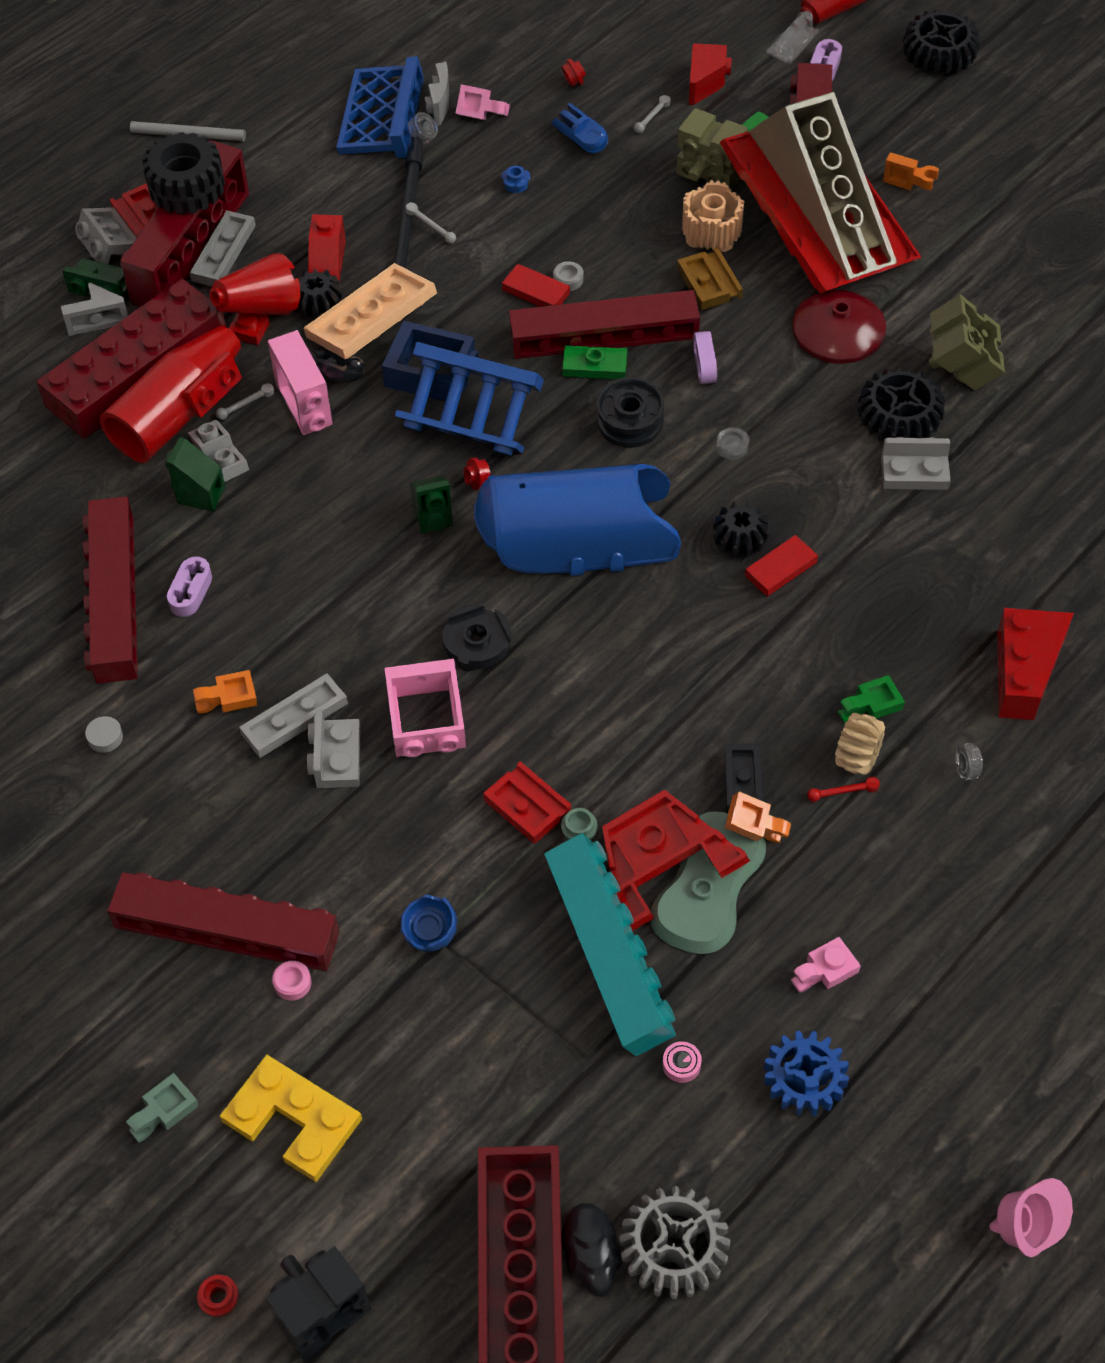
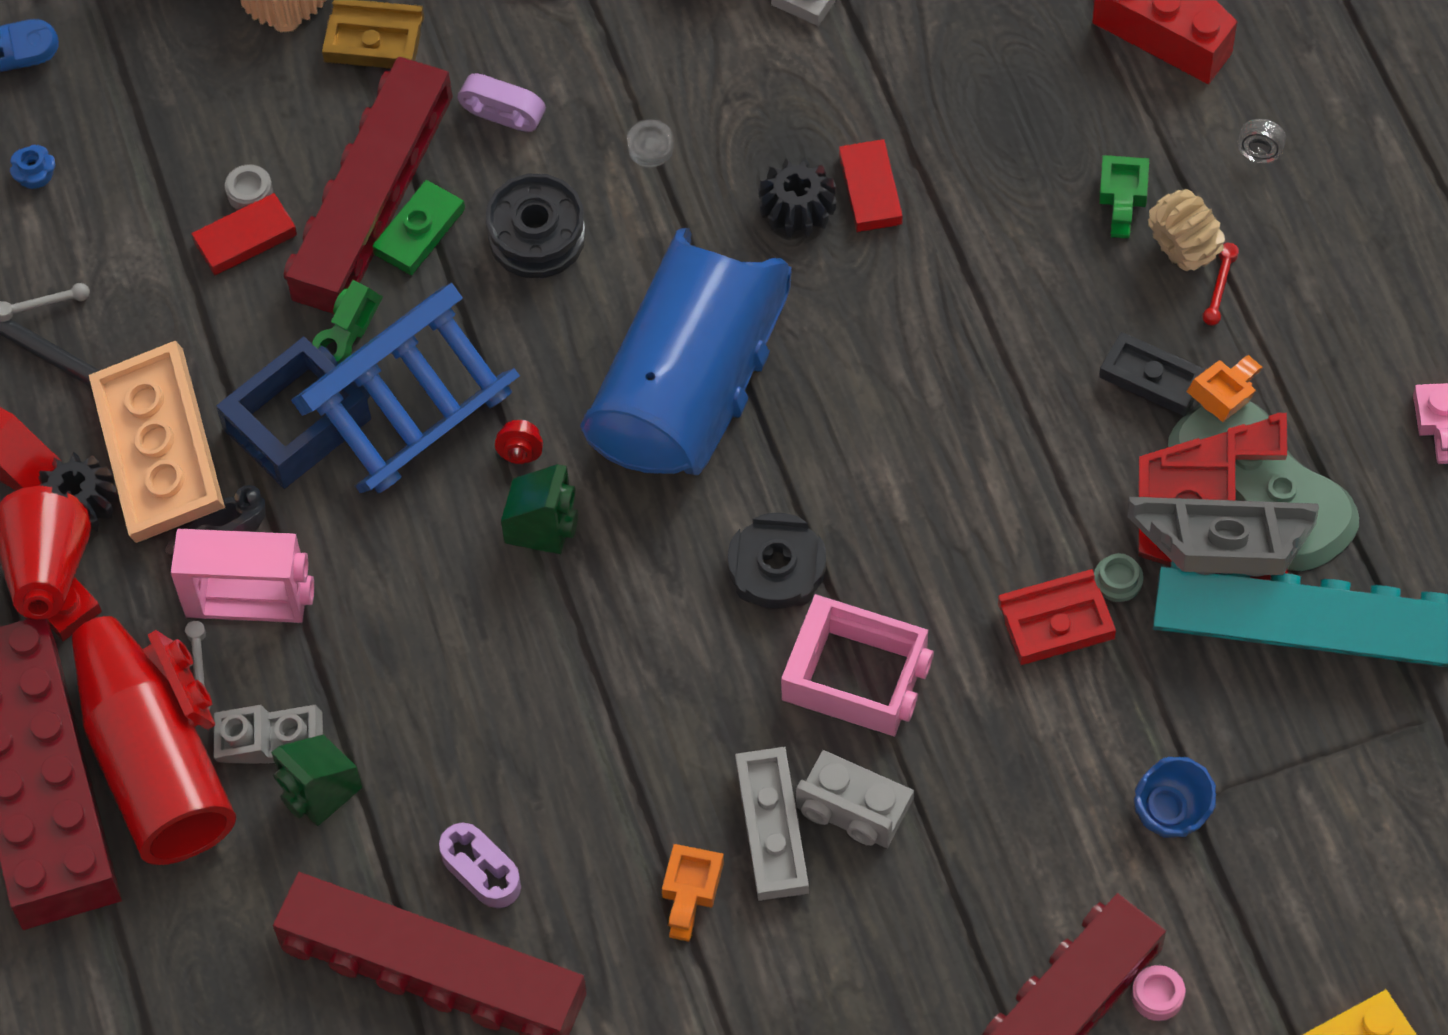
camera: 60 degrees left, 5 degrees up
(510, 353) = (353, 313): none -> green plate
(633, 863) = (1225, 534): none -> dark grey wing

